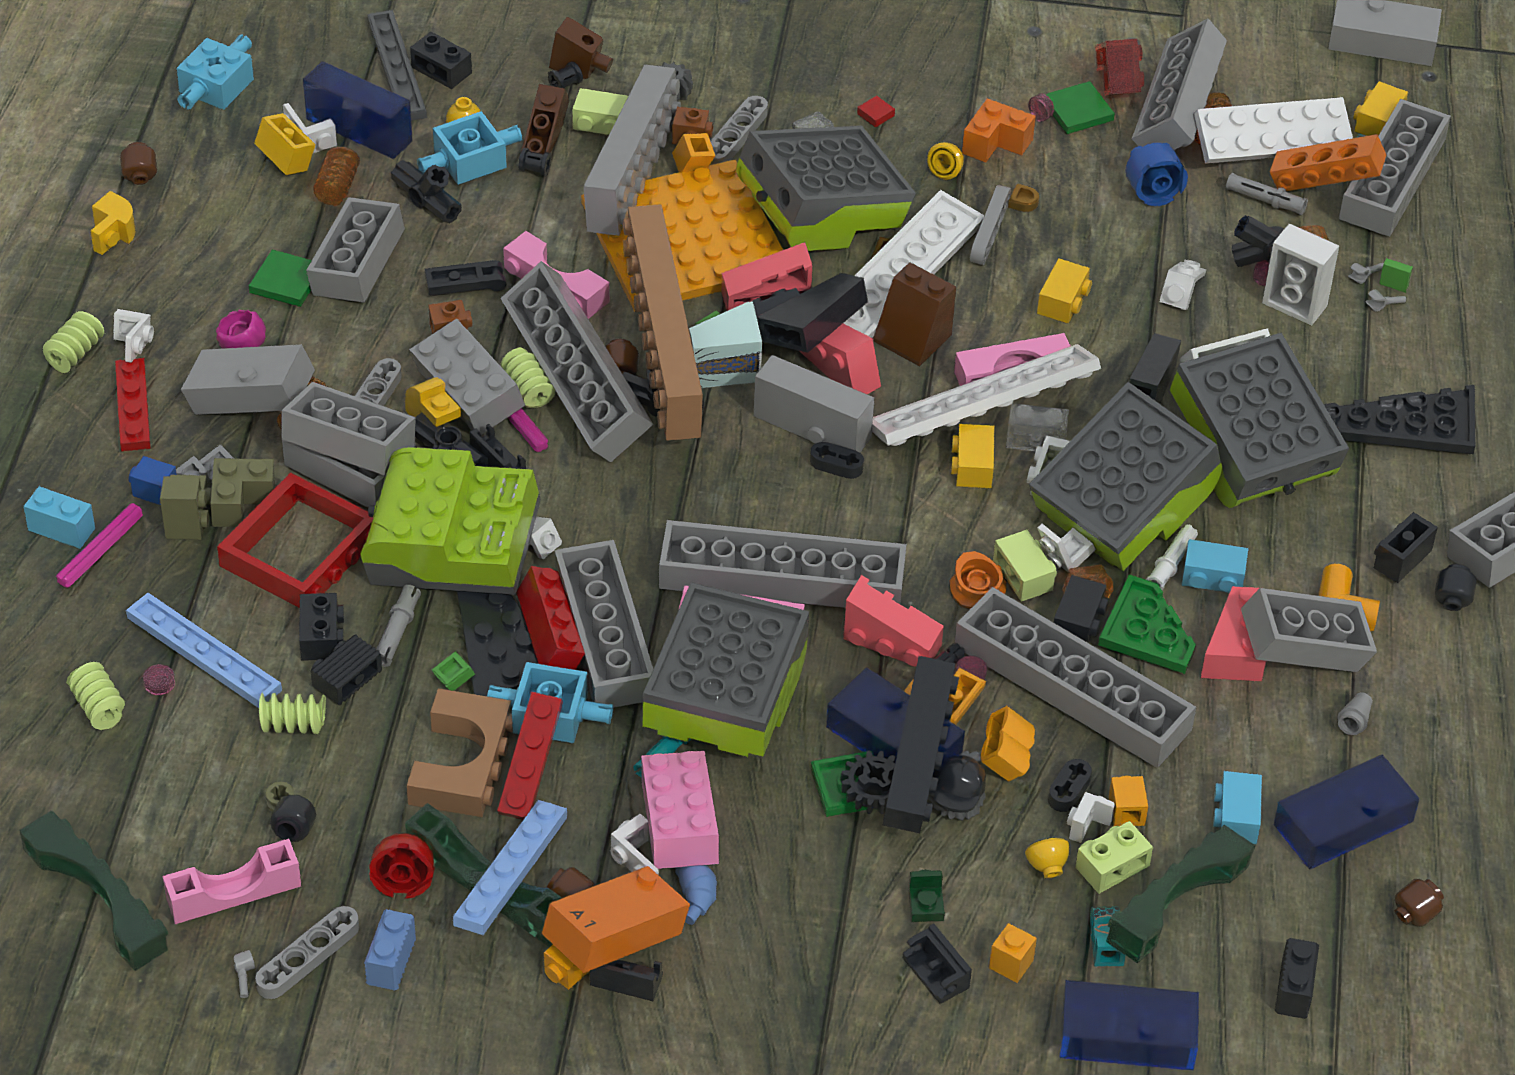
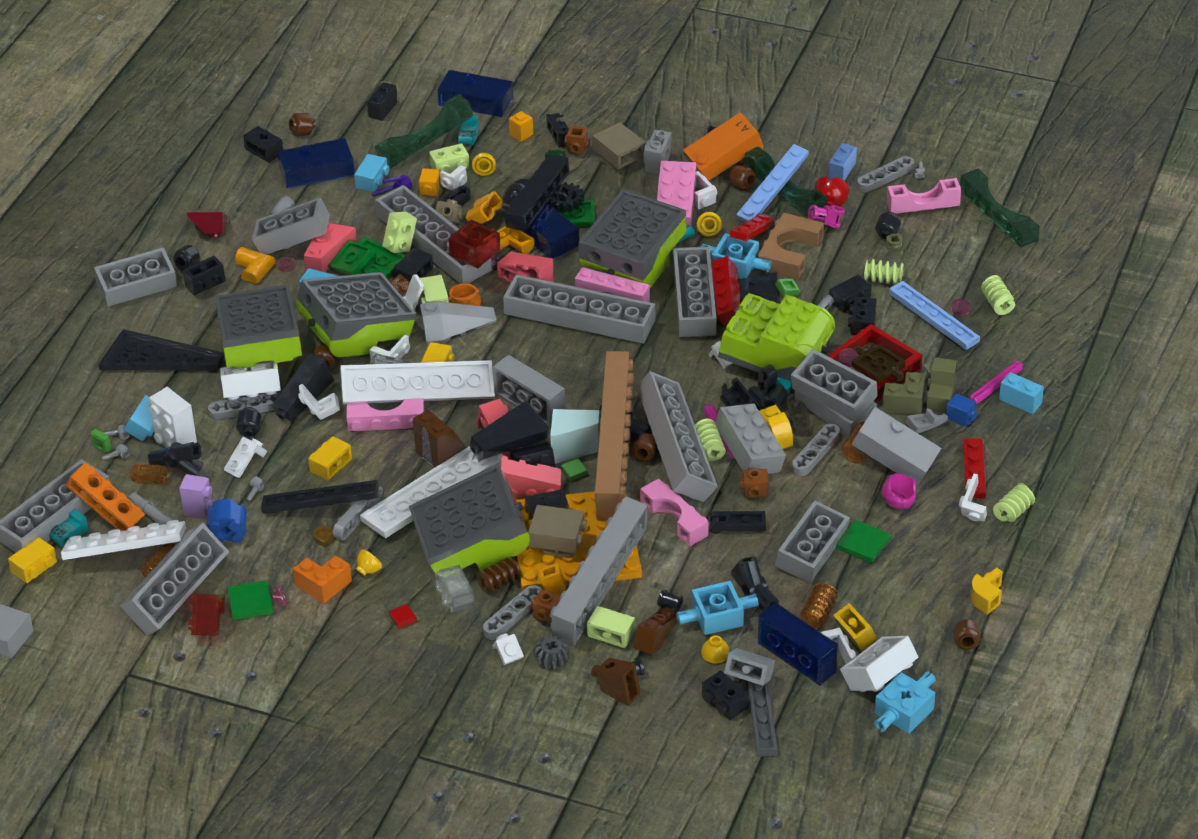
camera: 165 degrees left, 5 degrees down
(249, 95) = (879, 663): none -> white brick
(284, 504) = (878, 363): none -> dark brown plate
(334, 518) = (847, 355): none -> clear pink tile
(401, 810) = (828, 215): none -> dark pink connector
(413, 72) = (749, 666): none -> light grey brick
(610, 777) = (709, 224): none -> yellow brick
(704, 196) = (557, 530): none -> dark tan brick
(731, 83) = (508, 648): none -> white bracket
(732, 237) = (552, 499): none -> black hinge
(739, 915) = (657, 150): none -> light grey brick
(813, 918) = (618, 146): none -> dark tan brick
(895, 924) = (577, 140): none -> dark orange brick
(973, 535) = (445, 320): none -> light grey wedge
(983, 601) = (474, 243): none -> clear red brick
(1047, 220) = (320, 496): none -> black plate
(1076, 736) = (450, 210): none -> dark tan brick
(1125, 640) = (399, 232): none -> yellowish green brick
(1128, 351) = (323, 407): none -> white bracket
(1148, 250) = (257, 485): none -> light grey hand
(1175, 792) = (402, 180): none -> dark purple plant
(1187, 615) = (351, 258): none -> green tile
(1205, 326) = (248, 421): none -> black head
(1212, 196) = (196, 496): none -> lavender brick
(1353, 305) = (141, 421): none -> medium azure brick
(1463, 662) = (210, 222): none -> dark red slope
(1463, 846) = (262, 144): none -> black brick

